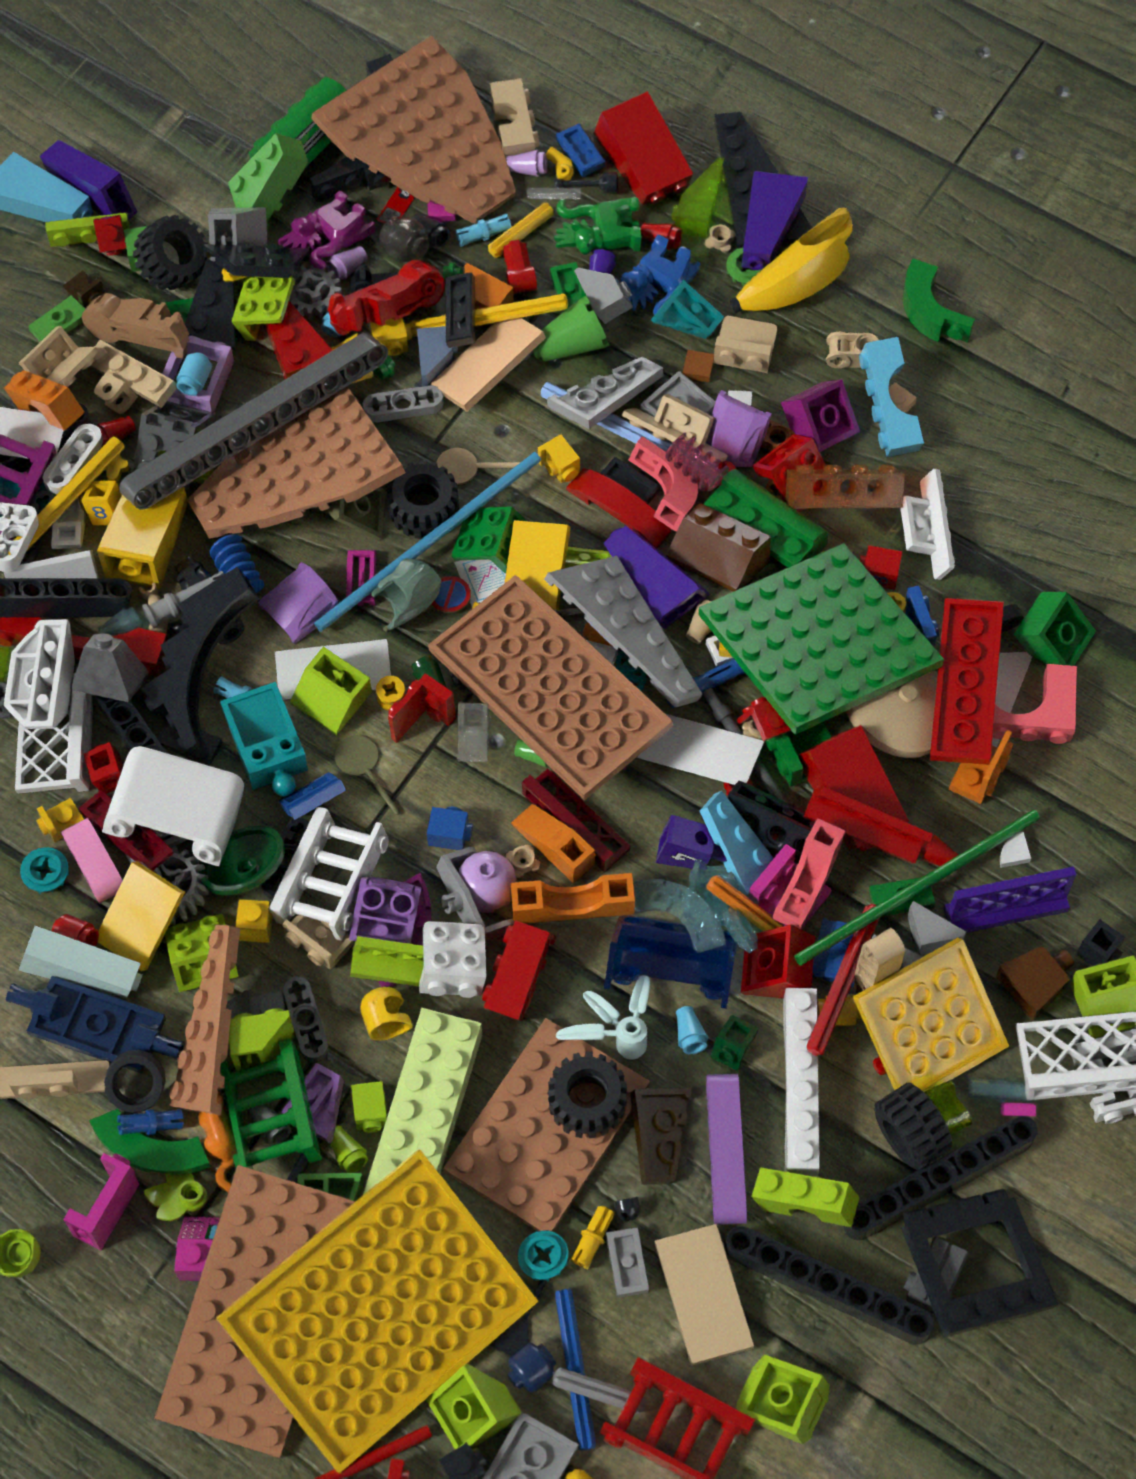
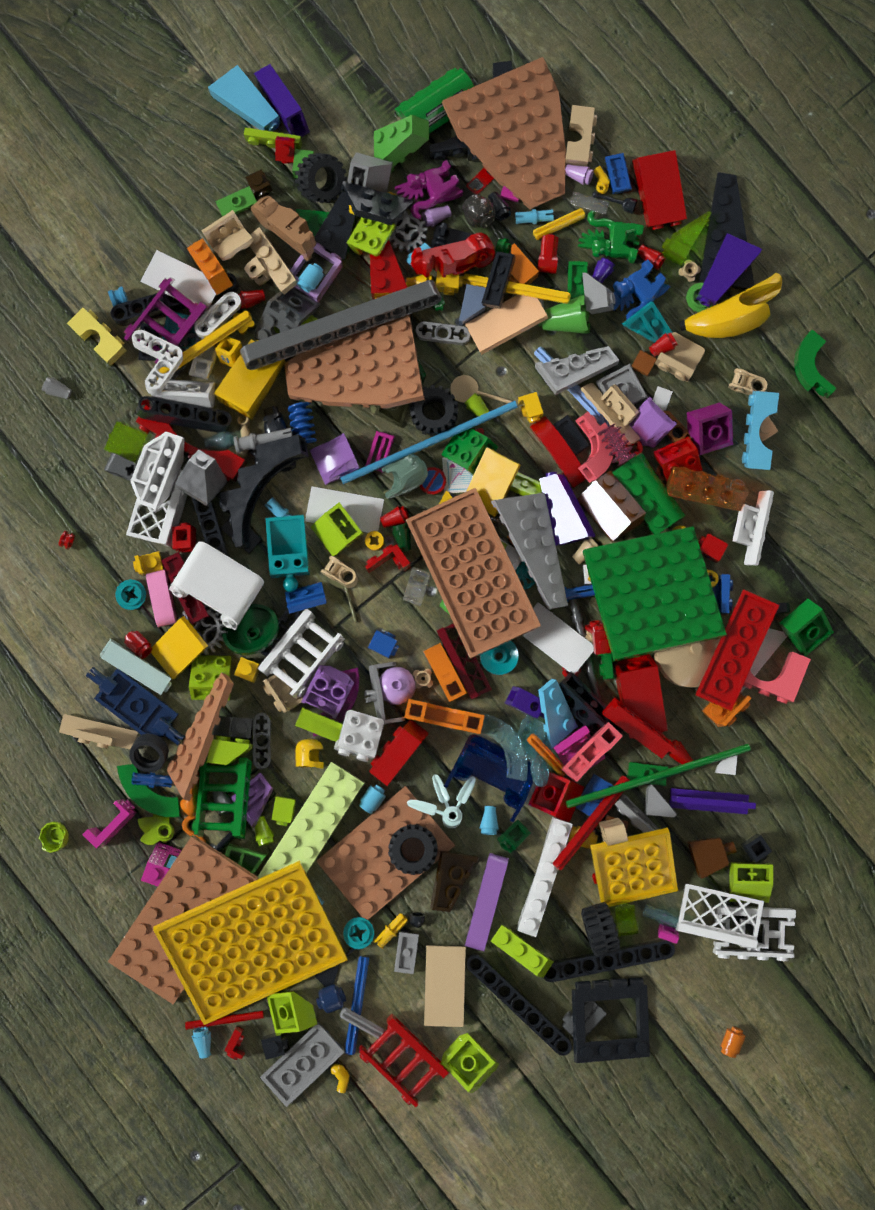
camera: 20 degrees right, 20 degrees up
(348, 748) = (338, 570): none -> tan piece
(411, 651) = (395, 517): none -> red cone
(479, 478) = (476, 405): none -> lime cone
(501, 1050) = (372, 798): none -> medium azure brick
(629, 783) = (502, 666): none -> teal dish
(721, 325) = (663, 344): none -> red cone

